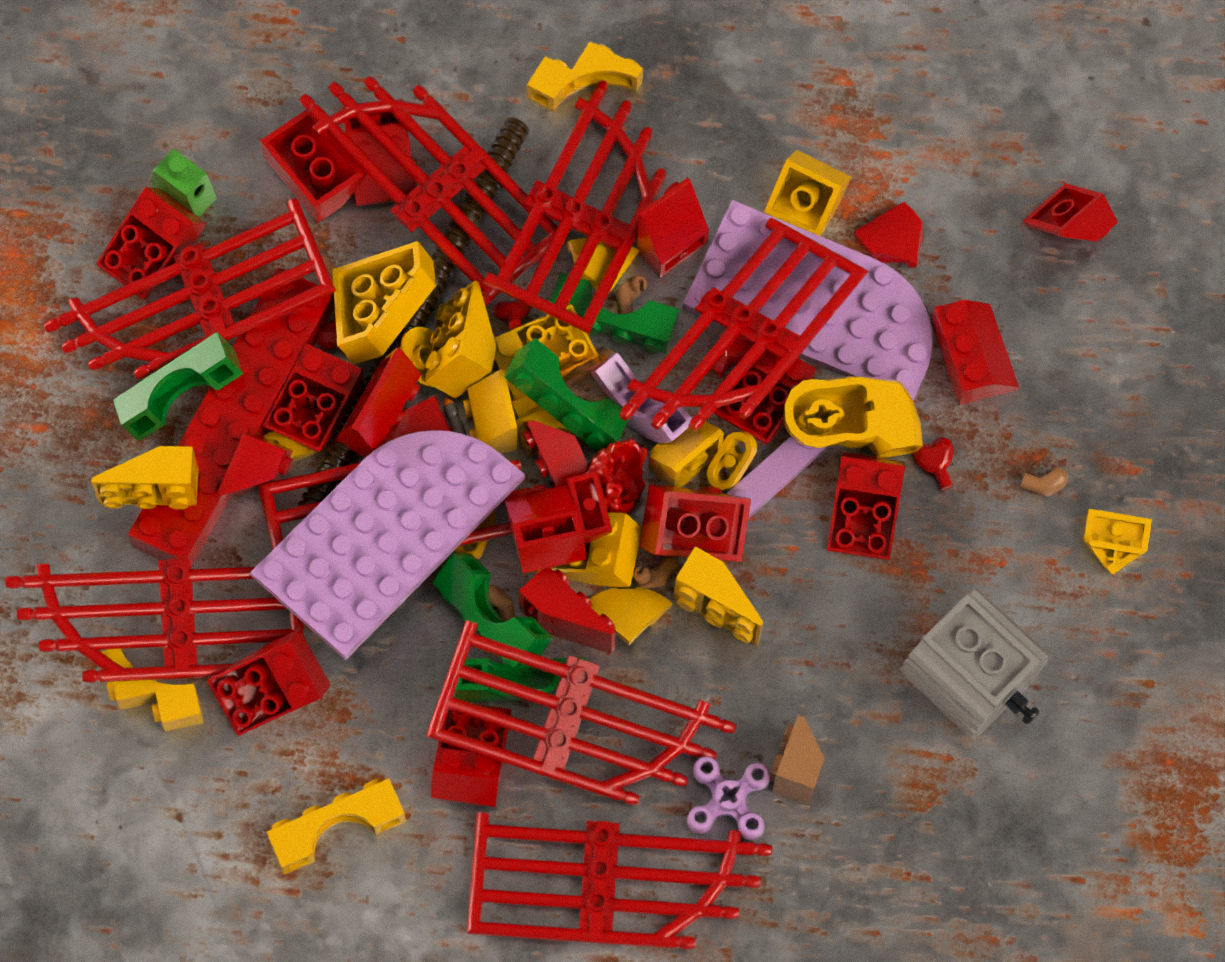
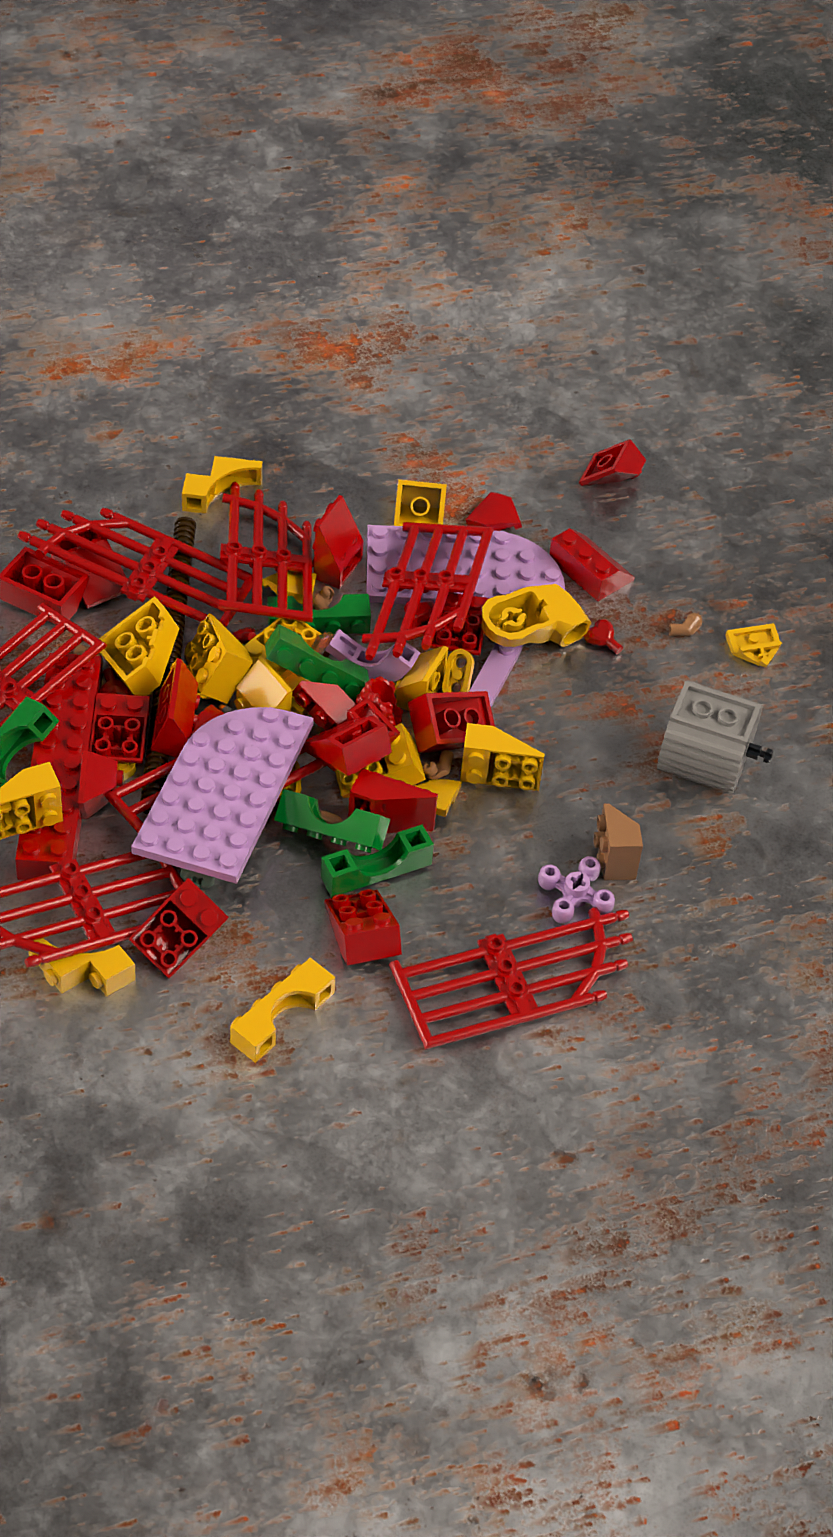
camera: 25 degrees left, 20 degrees down
(564, 718) = (428, 868): red piece -> none
(865, 505) = (569, 674): red slope -> none

